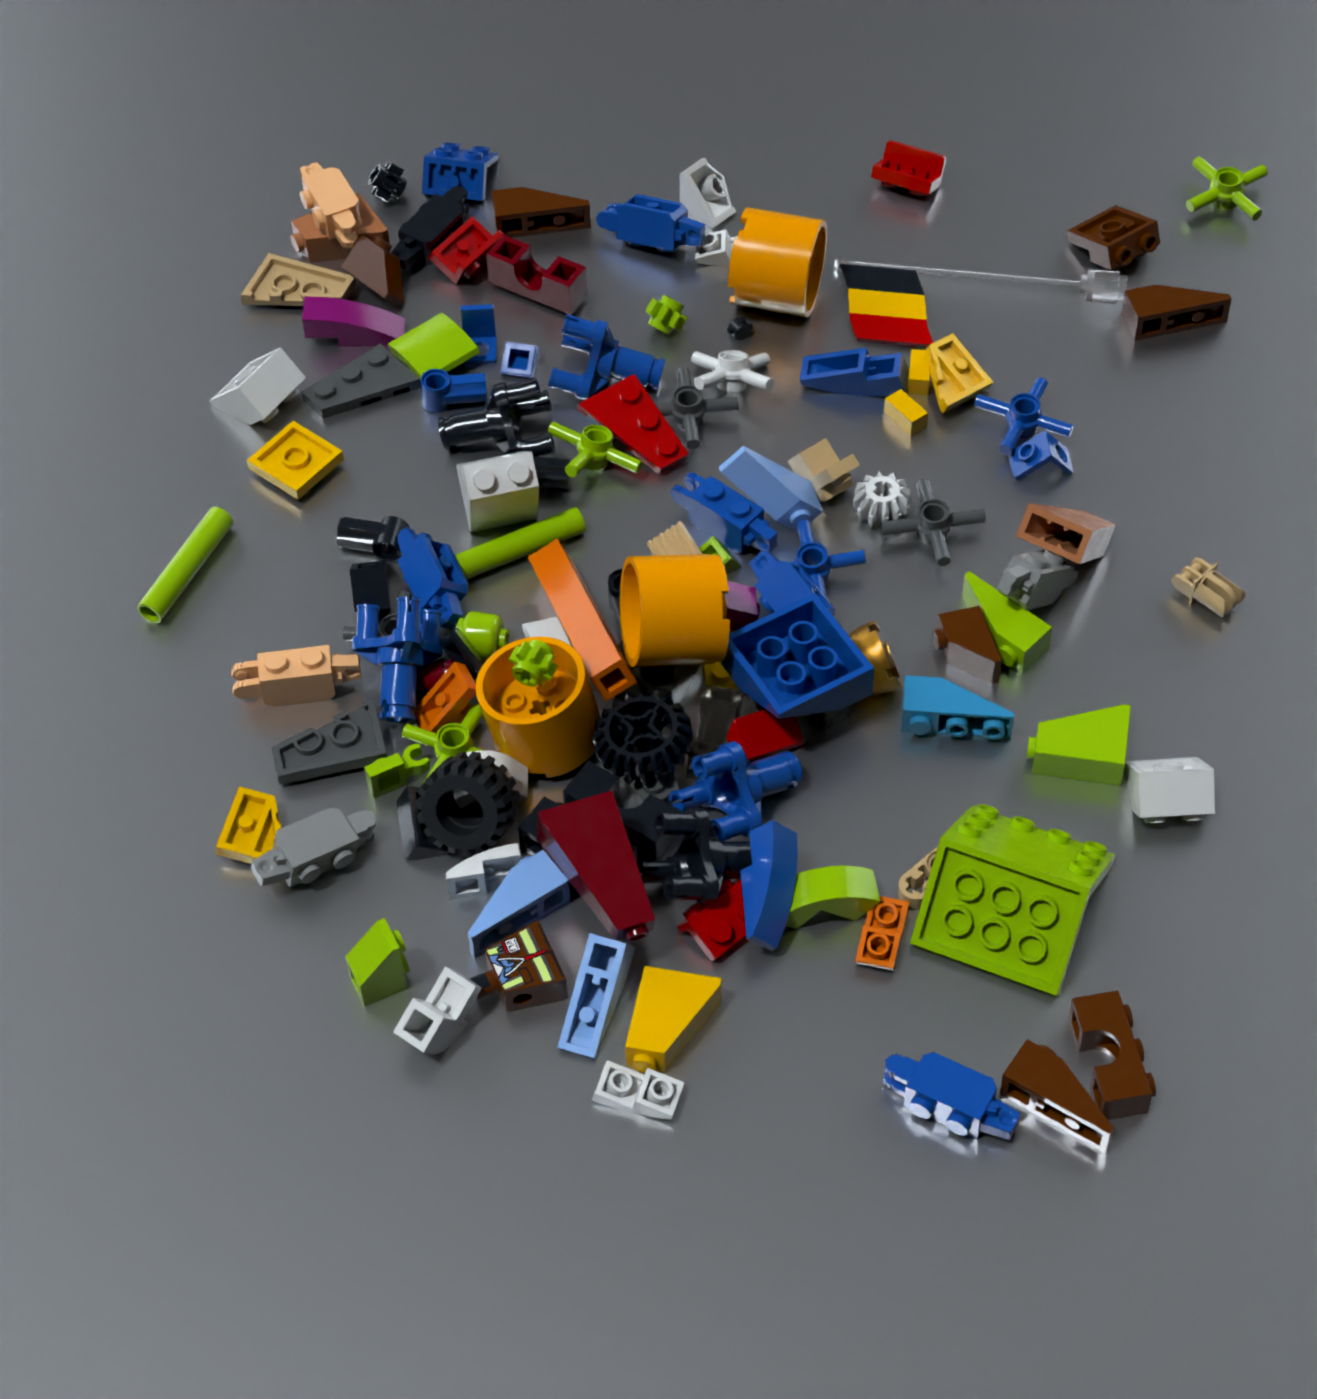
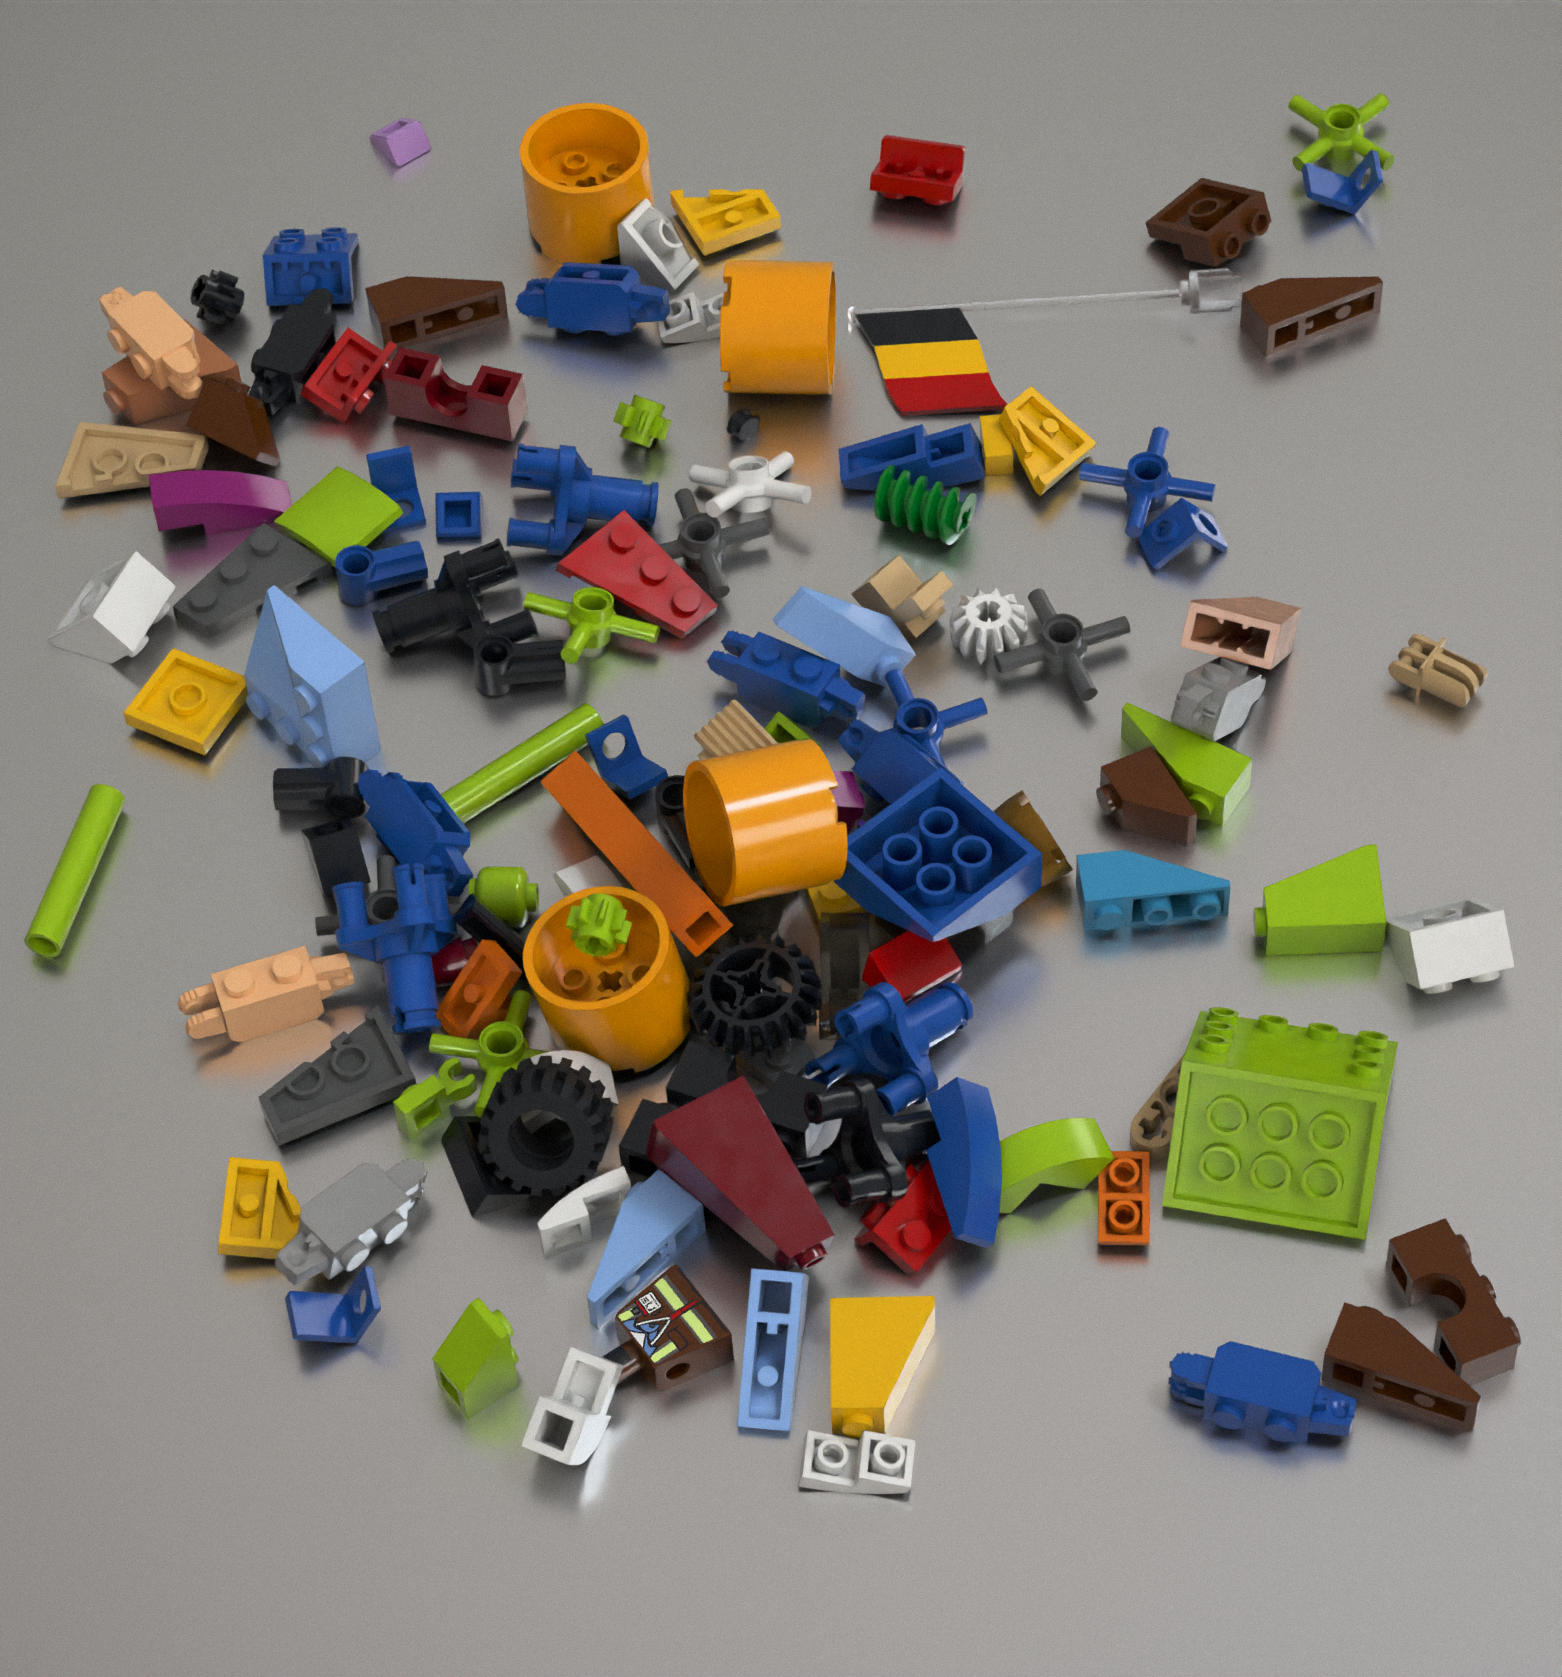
camera: 10 degrees left, 0 degrees up
(285, 913) = (334, 1316): none -> blue bracket
(379, 461) = (309, 685): none -> light blue slope
(499, 490) = (482, 696): white slope -> none
(545, 94) = (401, 141): none -> lavender slope
(597, 561) = (630, 771): none -> blue bracket
(661, 135) = (582, 178): none -> light orange brick
(762, 181) = (726, 217): none -> yellow wing
(852, 409) = (923, 508): none -> green piece
(905, 412) = (993, 503): yellow piece -> none
(1217, 230) = (1342, 191): none -> blue bracket

